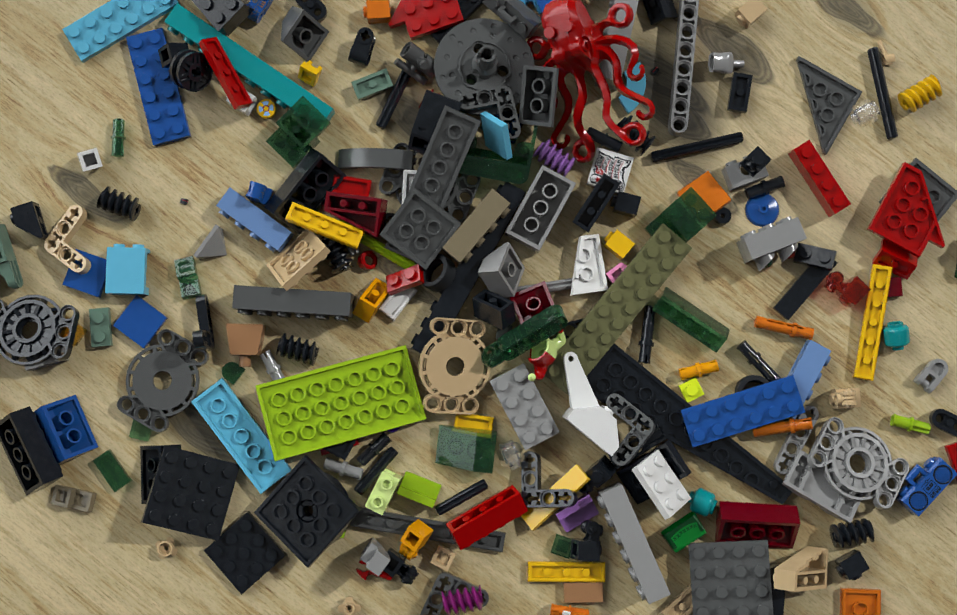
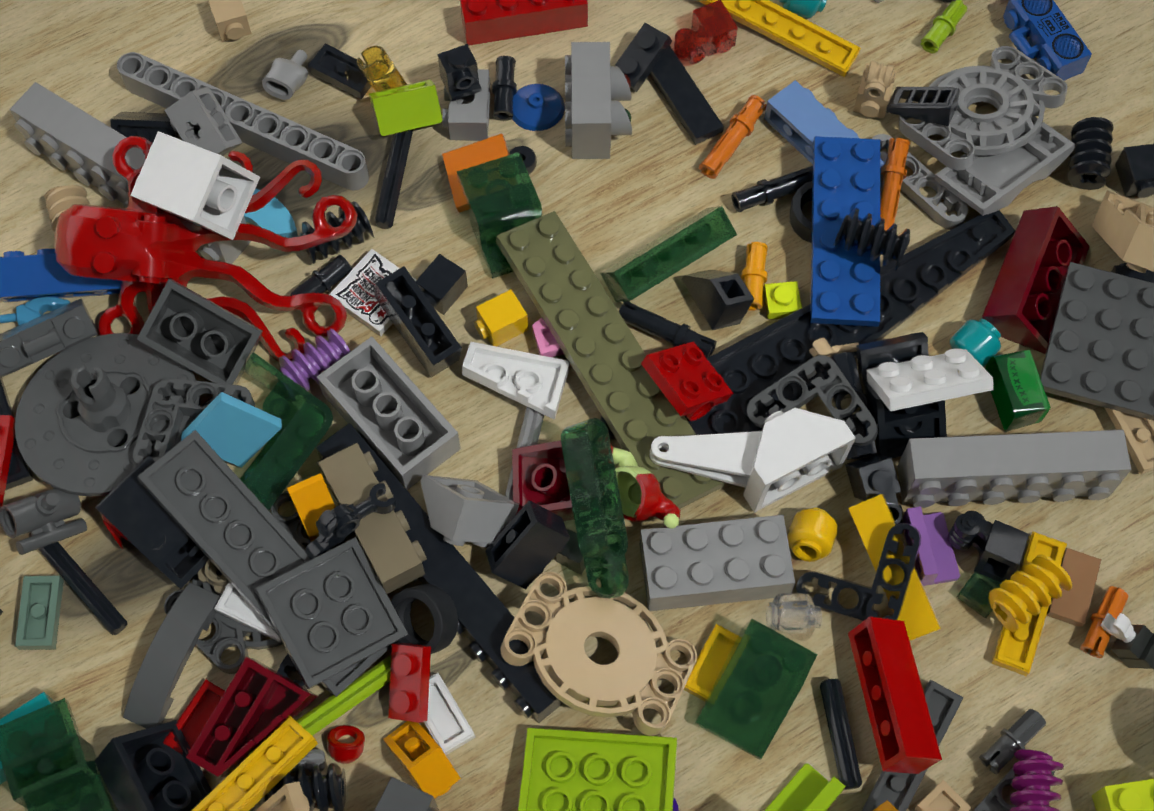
camera: 70 degrees left, 20 degrees down
(466, 217) = (345, 519): none -> black piece
(468, 199) = (311, 500): none -> light orange slope
(490, 583) = (1012, 740): none -> dark grey axle
(559, 450) = (812, 534): none -> yellow head
(566, 568) = (1027, 589): none -> yellow piece
(611, 57) = (195, 185): none -> white slope
(616, 356) = (687, 380): none -> red plate
(663, 422) = (822, 347): none -> tan hand
(667, 35) = (203, 122): none -> light grey brick
(677, 354) = (719, 296): none -> black slope
(726, 139) = (406, 107): none -> lime panel
(735, 428) = (873, 238): none -> black piece
(742, 116) = (380, 69): none -> clear yellow arm
(838, 441) = (933, 105): none -> black slope

